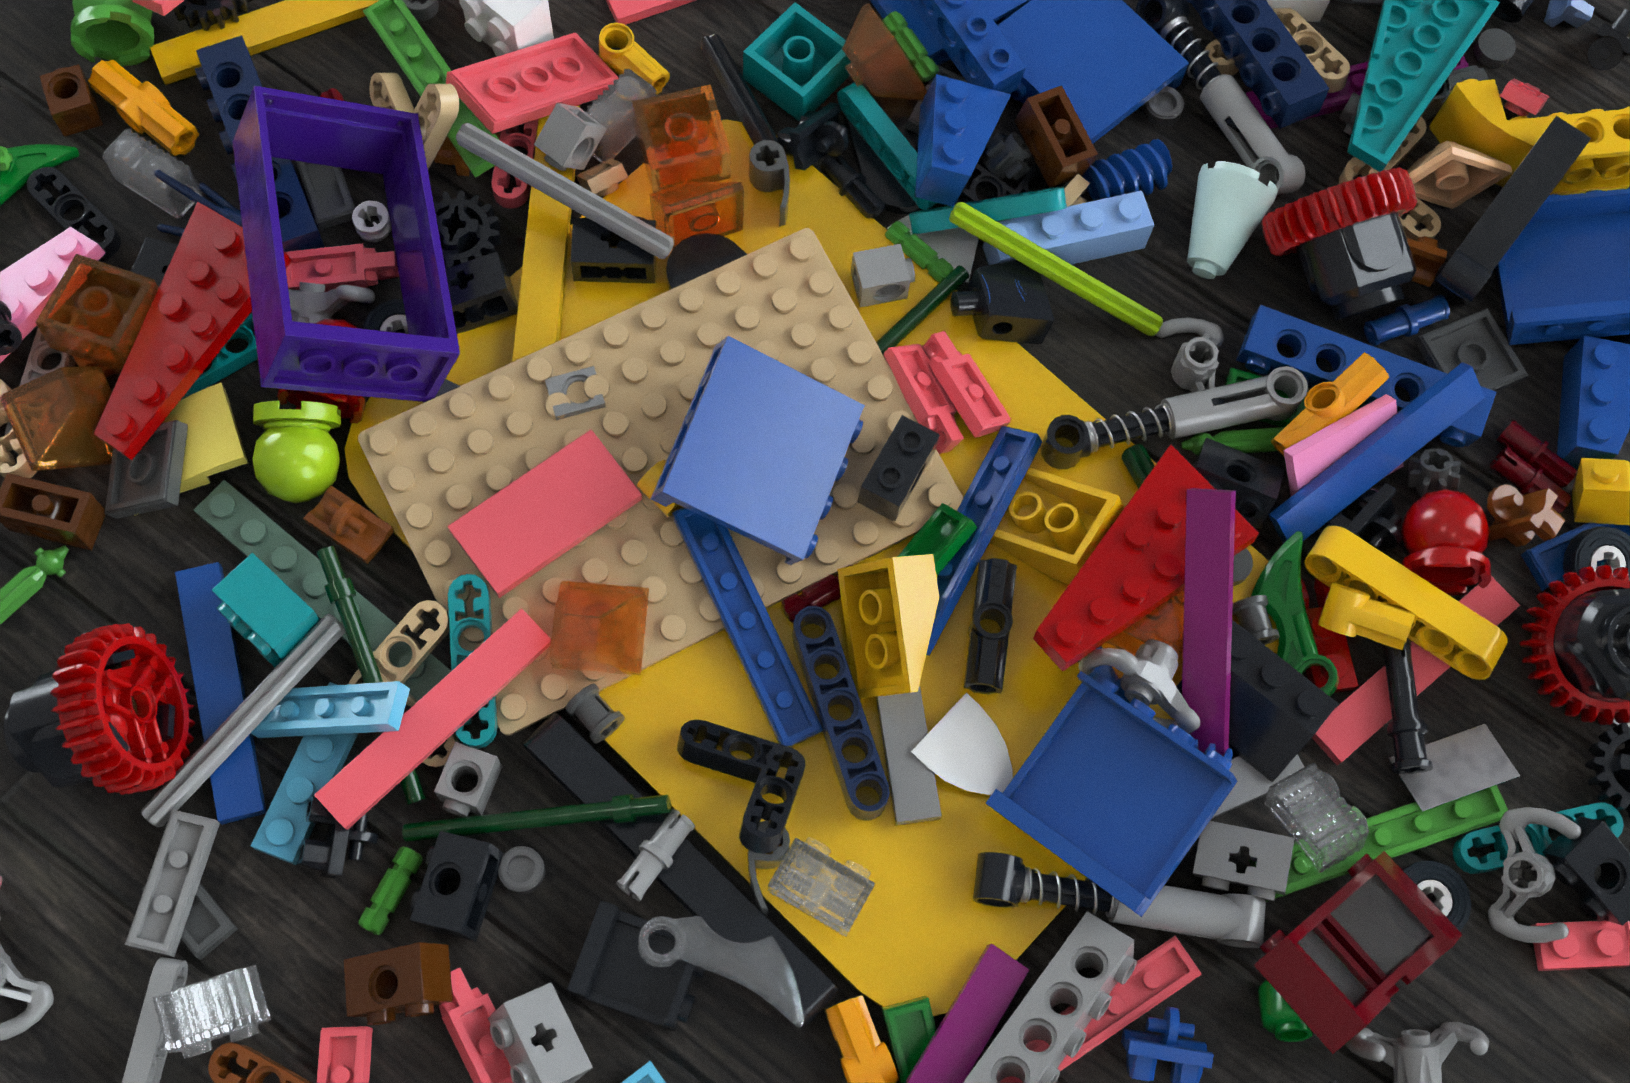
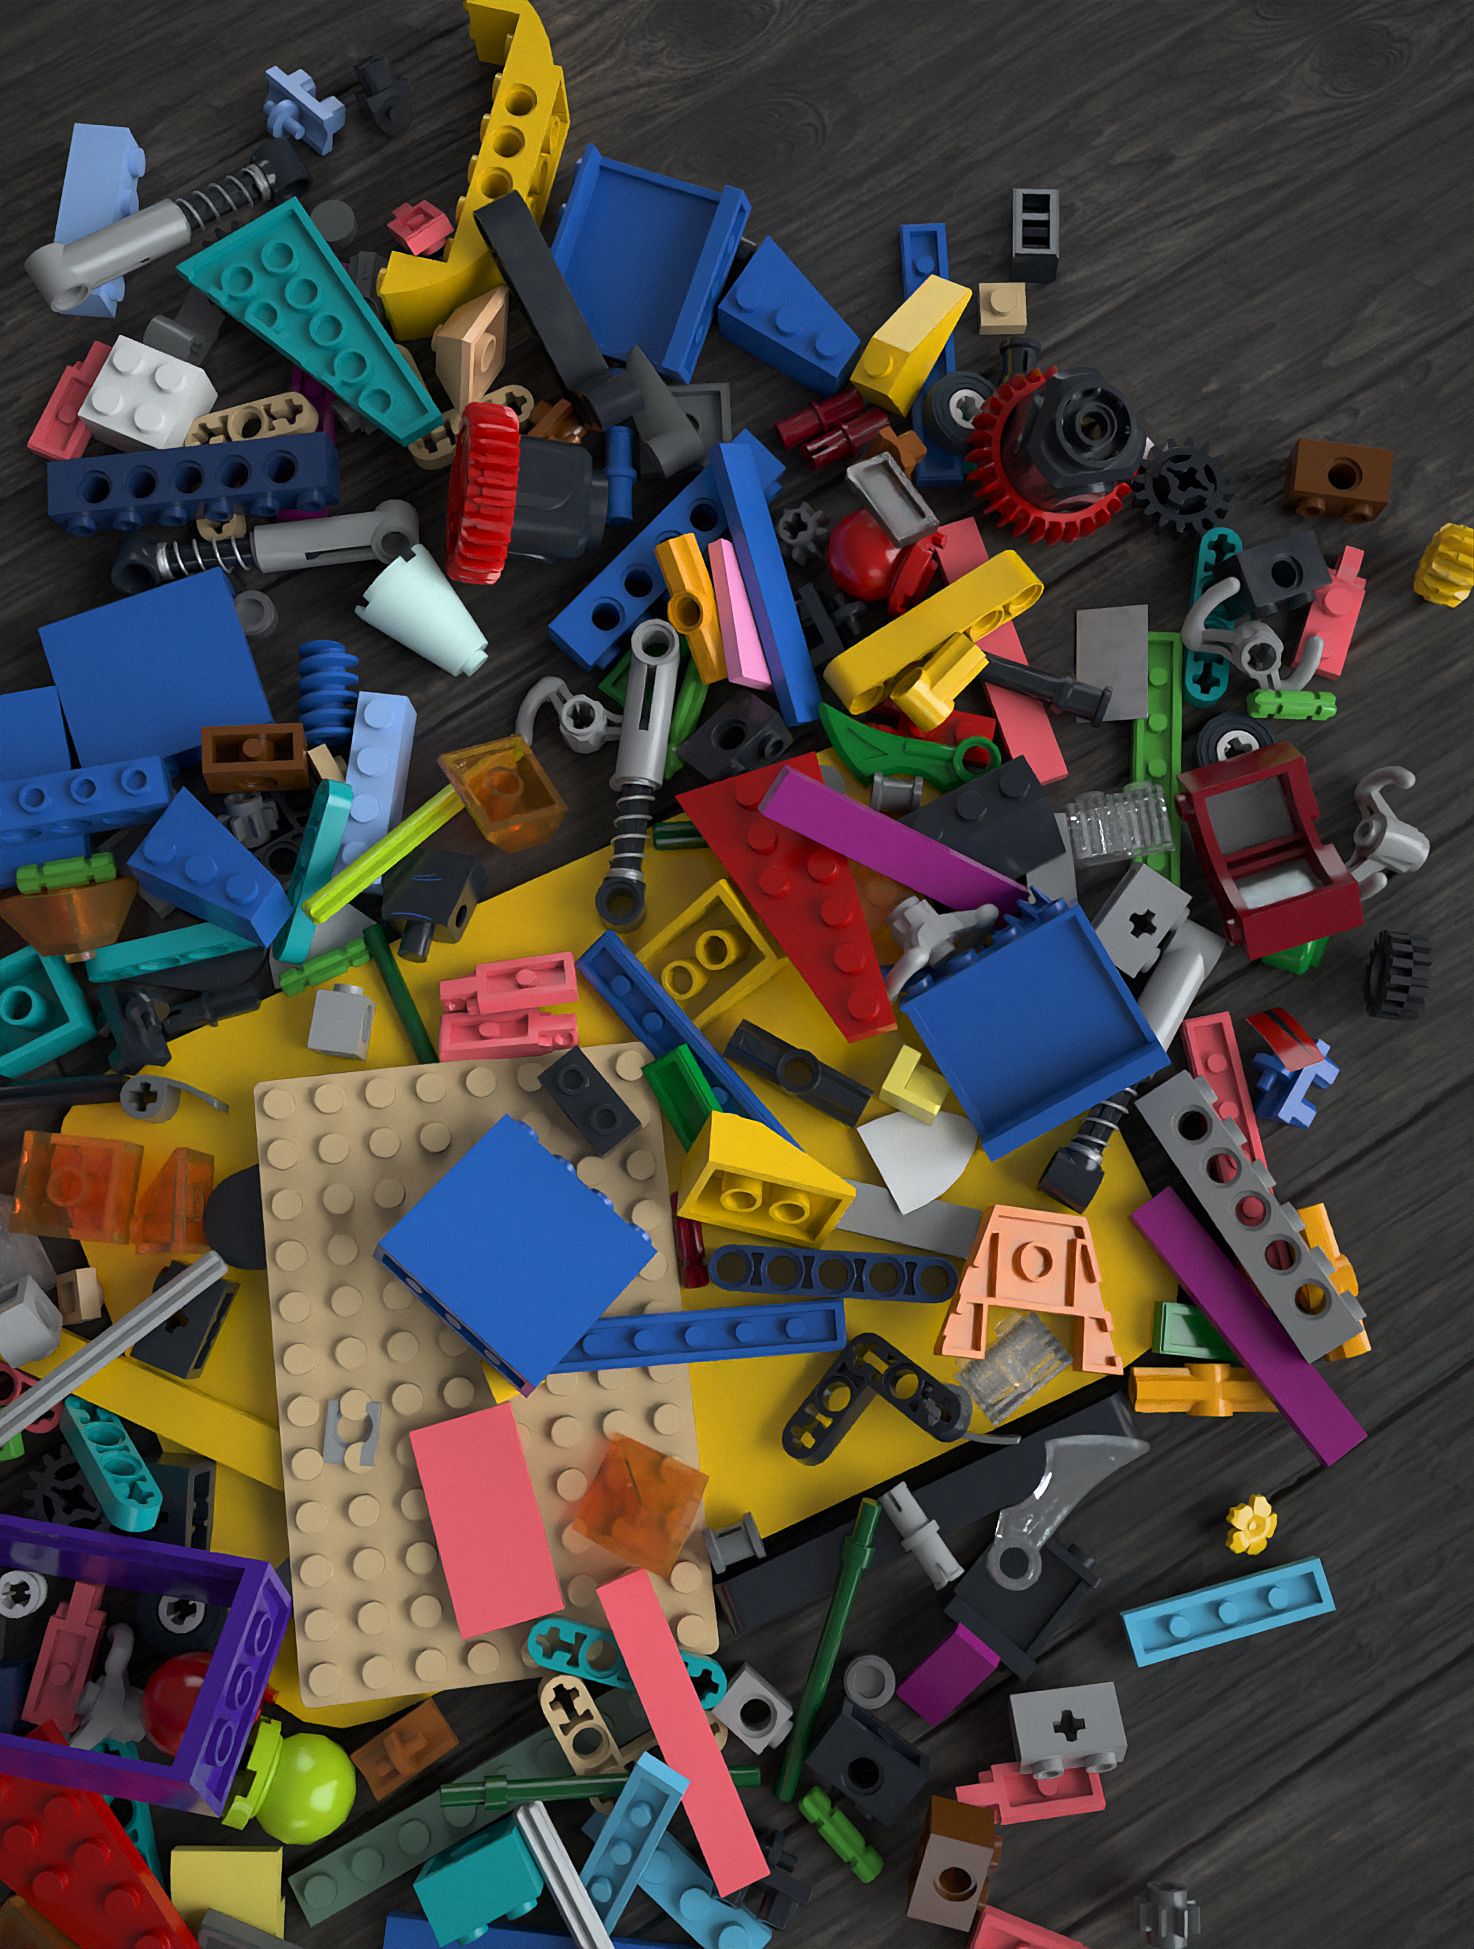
camera: 60 degrees left, 10 degrees up
(489, 233) = (107, 1450): none -> teal beam
(549, 926) = (947, 1674): none -> magenta tile
(915, 876) = (1031, 1265): none -> wing
(1020, 722) = (914, 1087): none -> light yellow panel
(1112, 322) = (506, 792): none -> clear orange slope
(1200, 1029) = (1286, 1038): none -> red sticker
(1468, 328) = (662, 424): none -> dark grey piece
(1496, 932) = (1291, 704): none -> bright green axle
(1497, 518) = (892, 500): none -> clear smoke tile

